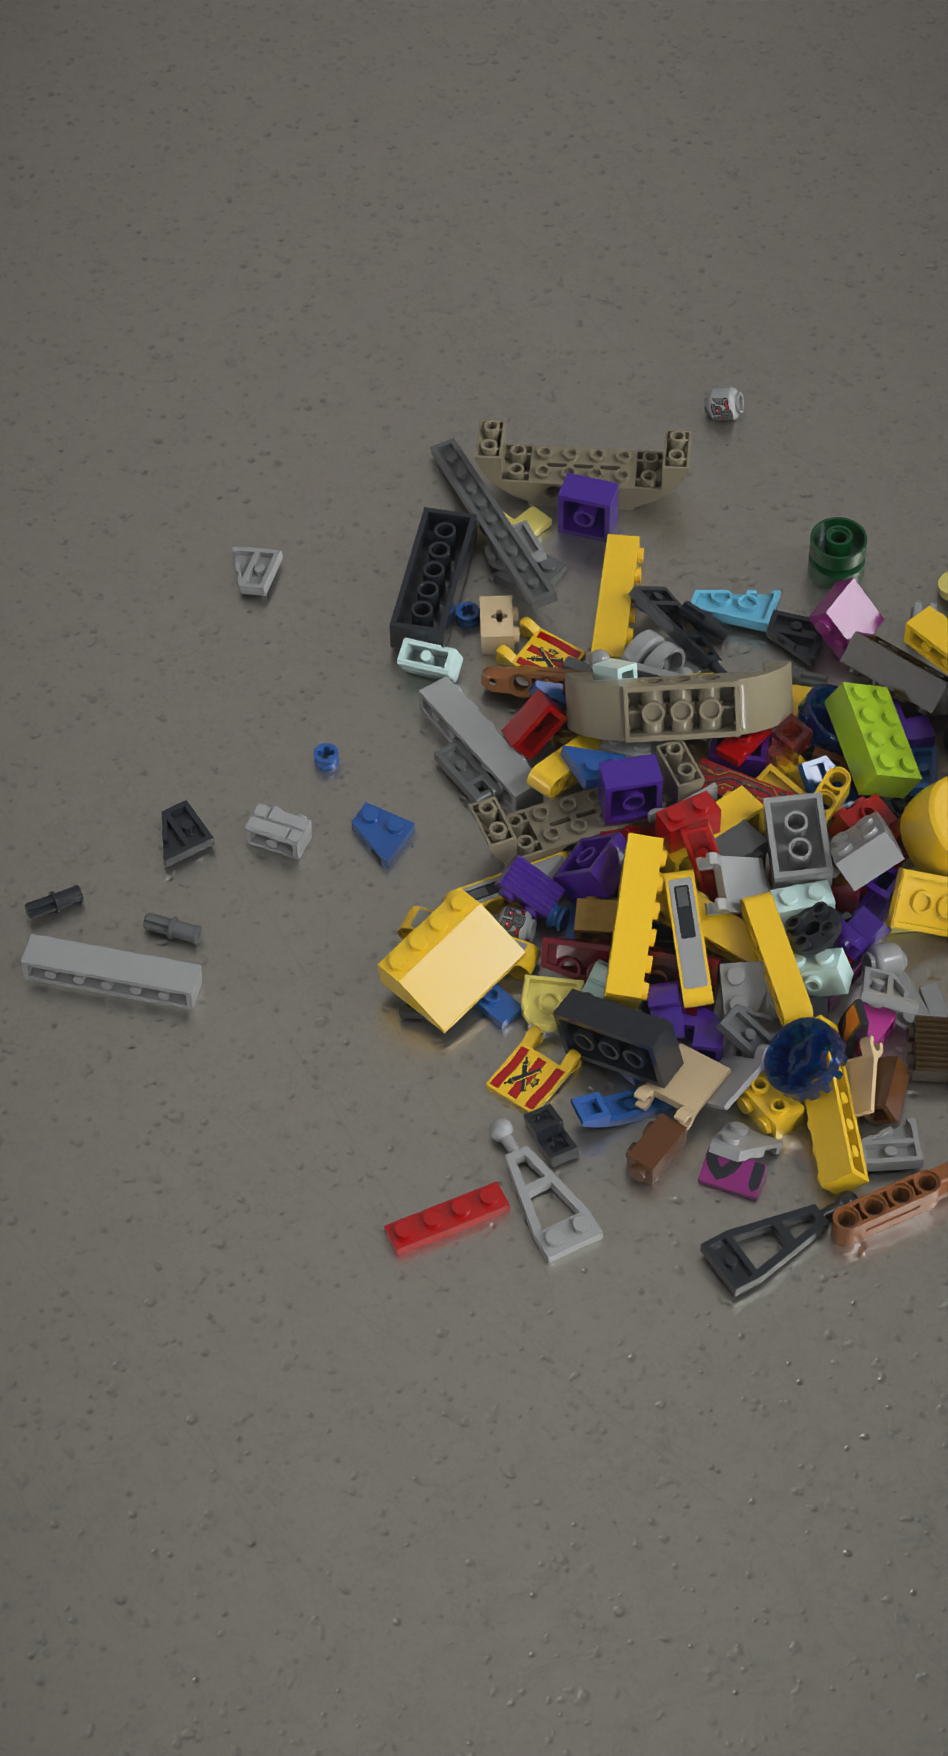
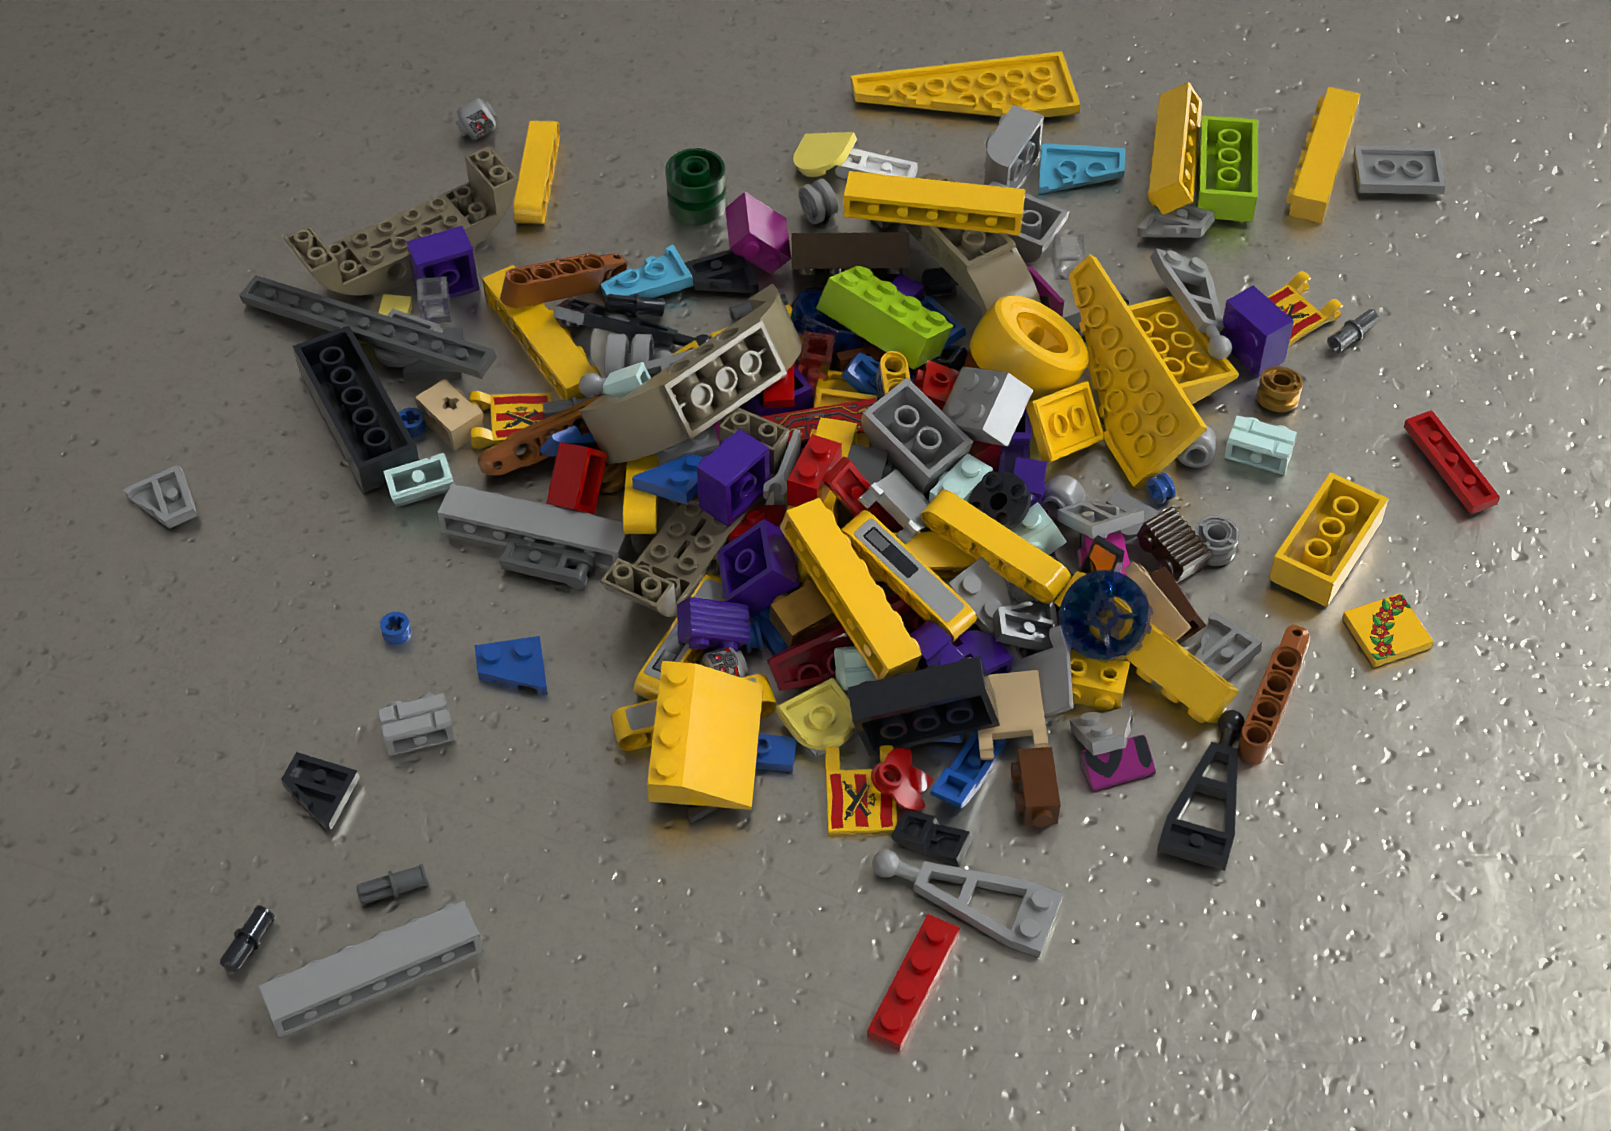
camera: 40 degrees left, 0 degrees up
(559, 531) = (434, 299): none -> clear brick
(569, 1081) = (904, 781): none -> red plate
(661, 567) = (559, 278): none -> dark orange piece
(731, 473) = (536, 172): none -> yellow beam

